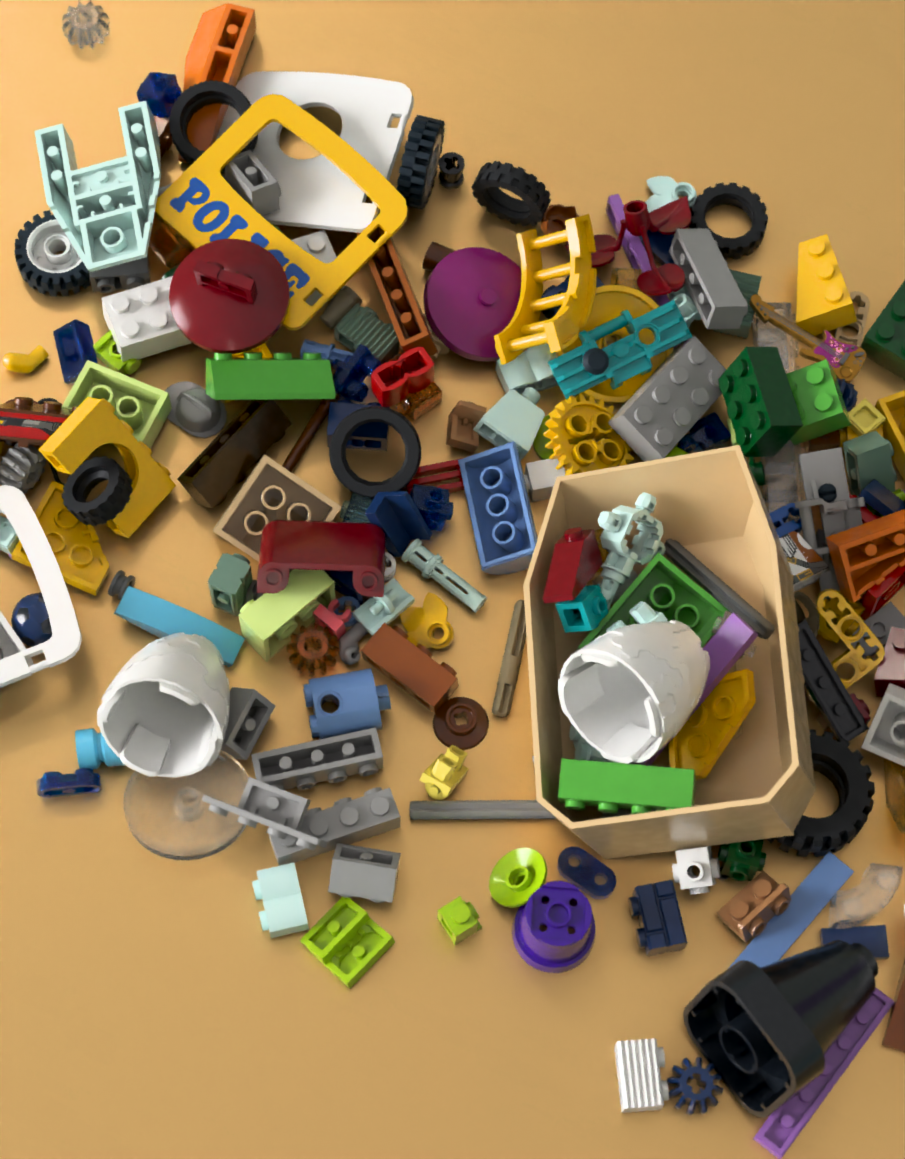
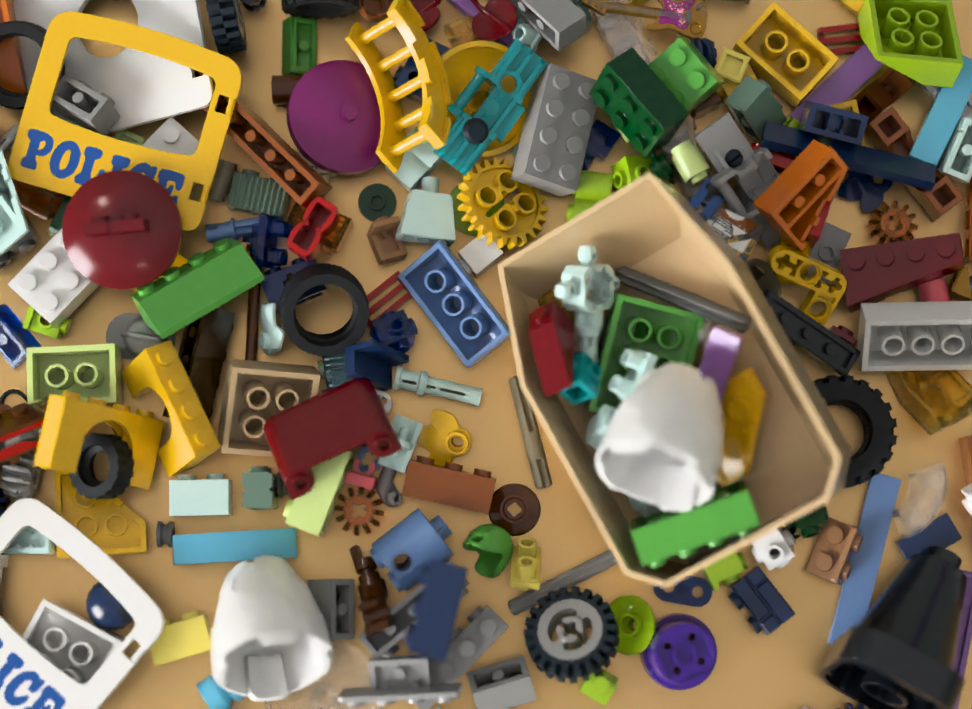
camera: 20 degrees left, 15 degrees up
(80, 683) = (182, 638): none -> light yellow brick
(172, 568) = (200, 497): none -> light aqua brick
(191, 437) = (192, 436): none -> yellow arch
(287, 724) = (372, 594): none -> reddish brown piece
(312, 461) = (272, 336): none -> light aqua plate
(341, 750) = (435, 609): none -> dark blue slope
(423, 741) = (494, 547): none -> bright green helmet
(471, 866) = (577, 613): none -> wheel
(472, 228) = (298, 45): none -> bright green slope
(474, 390) = (377, 201): none -> dark green piece
(637, 869) = (725, 570): none -> lime brick
(784, 481) = (690, 162): none -> yellowish green brick

